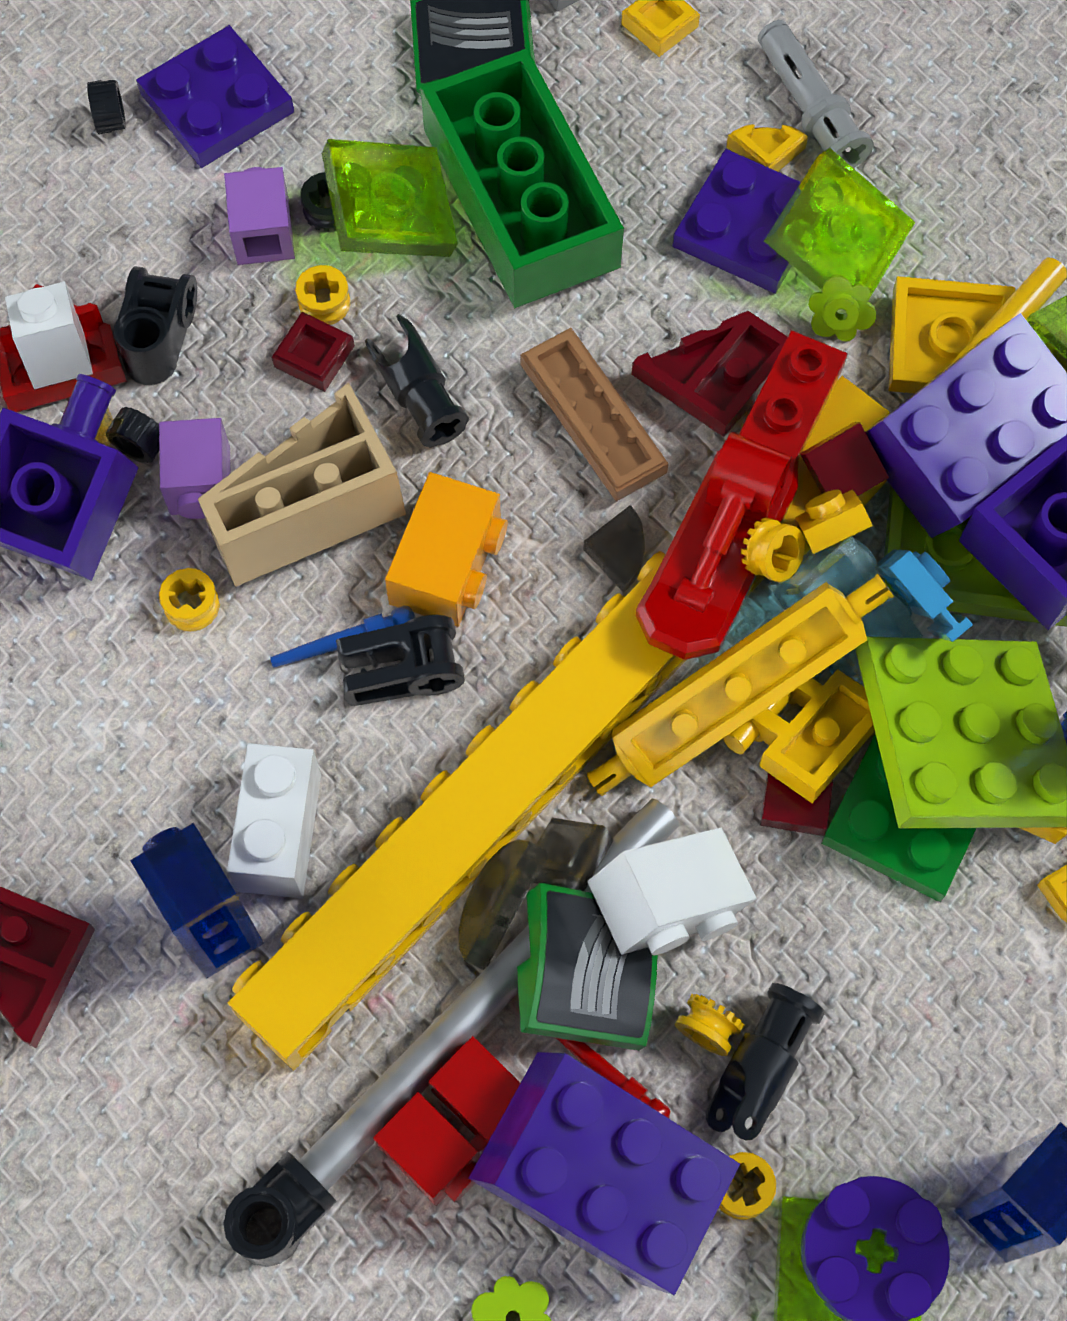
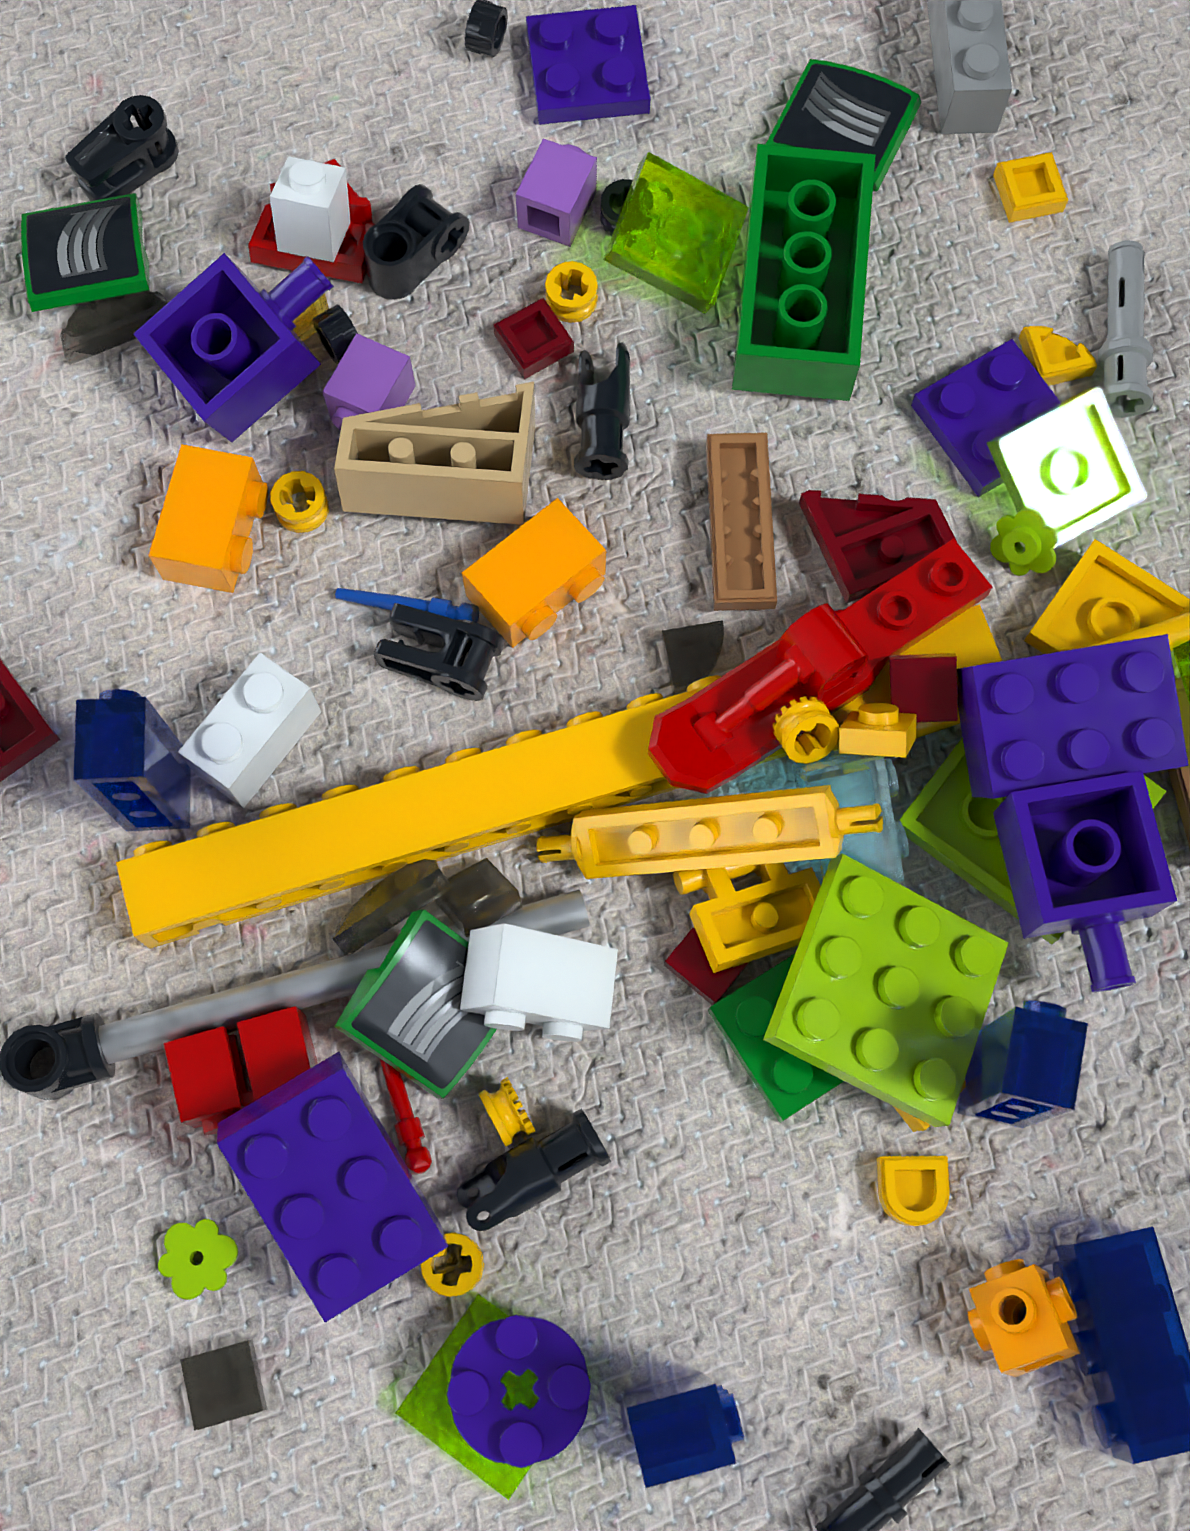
camera: 30 degrees right, 5 degrees up
(117, 657) = (208, 519): none -> light orange brick
(921, 585) = (918, 835): dark azure plate -> none

